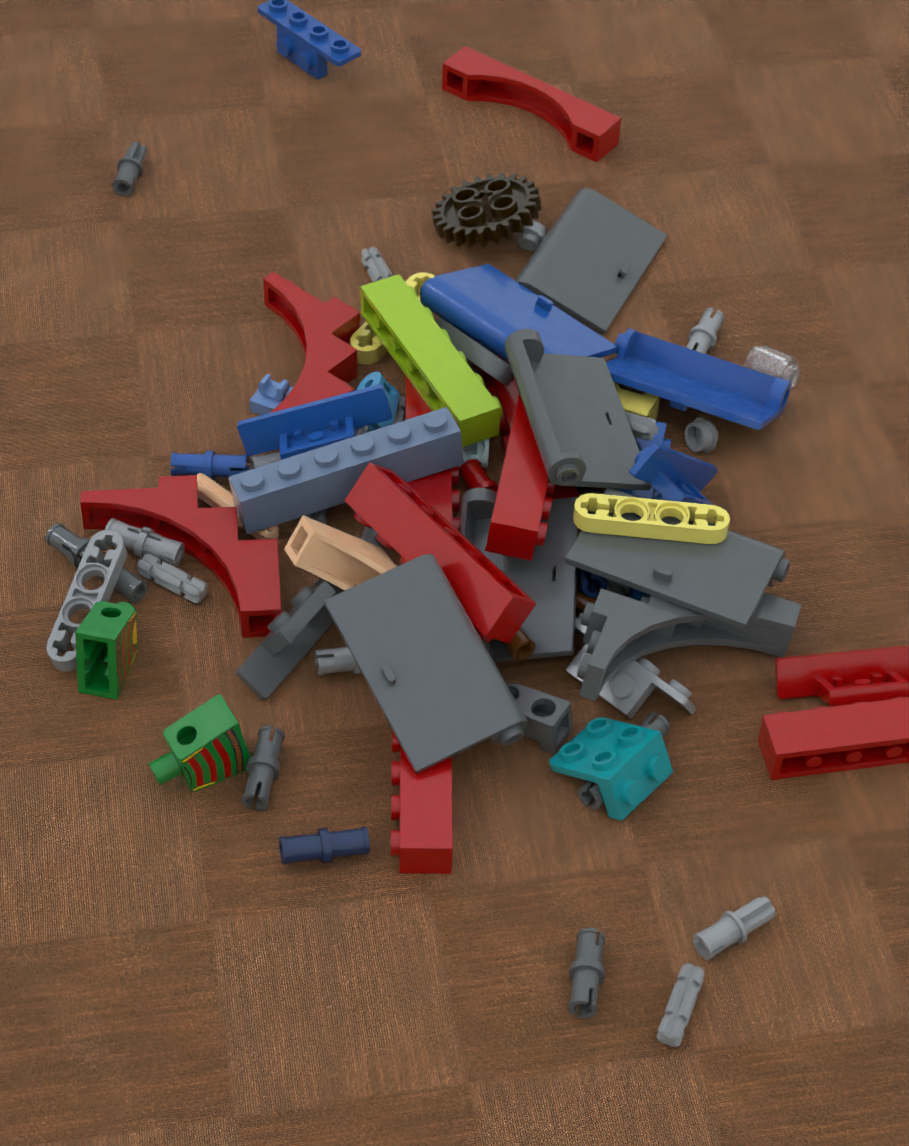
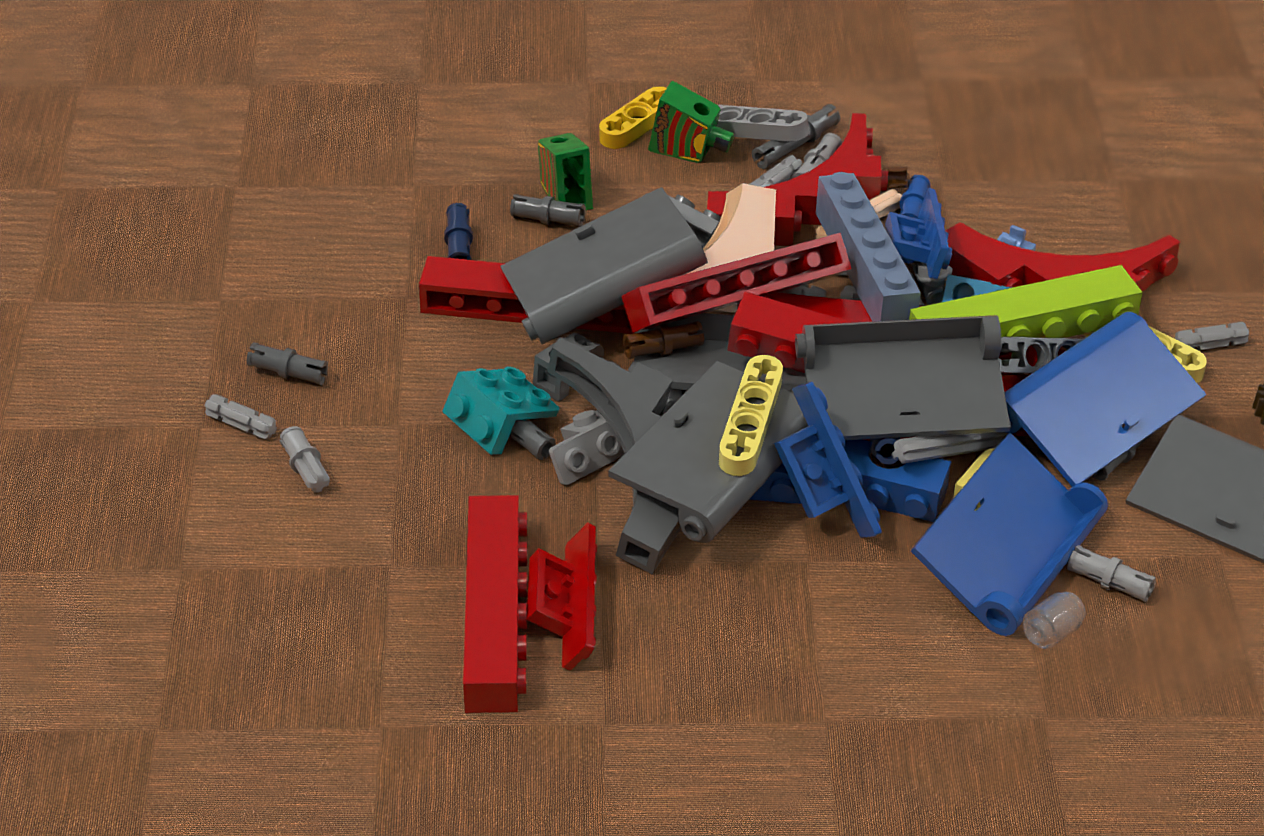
camera: 100 degrees right, 5 degrees down
(71, 723) = (620, 129): none -> yellow beam
(177, 468) = (898, 177): none -> reddish brown hand

